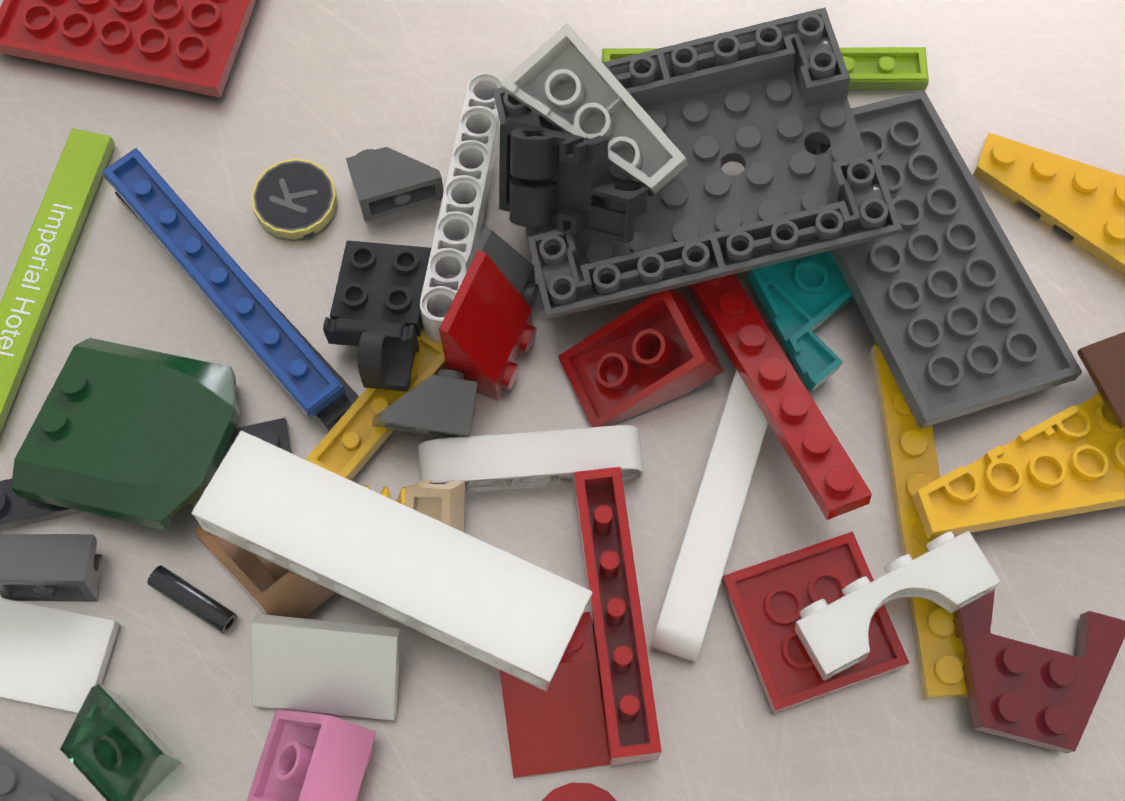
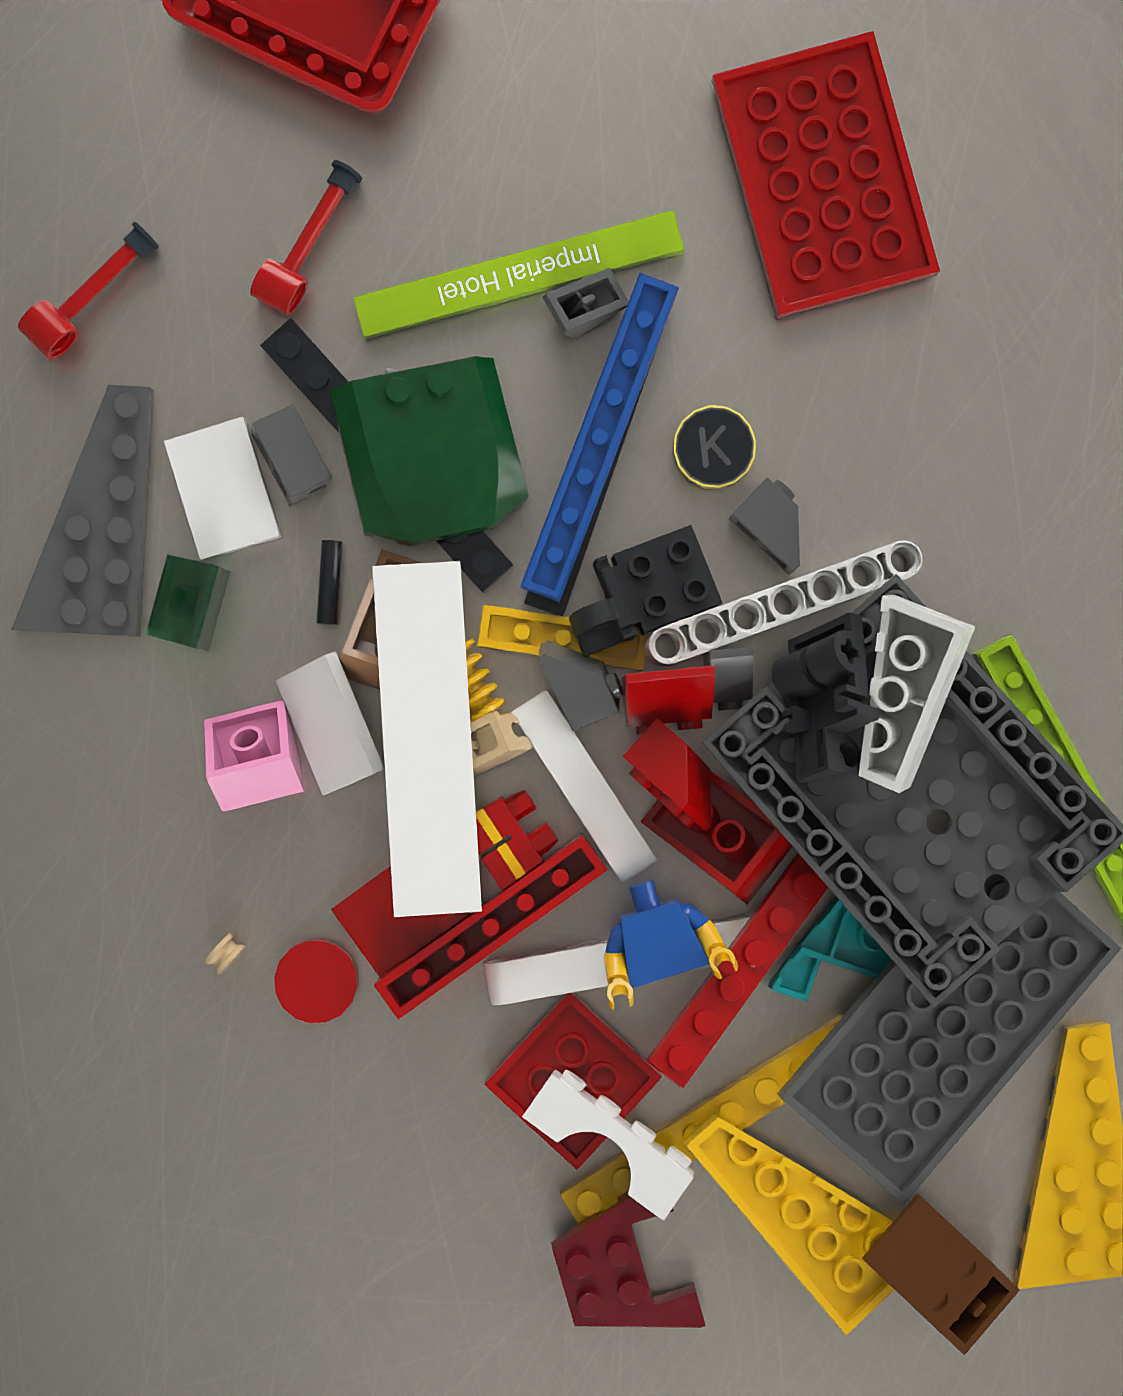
camera: 60 degrees right, 20 degrees up
(97, 233) = (586, 303): none -> dark grey slope
(558, 545) = (519, 852): none -> red hips
(560, 364) = (672, 774): none -> red slope
(718, 451) = (659, 943): none -> blue torso

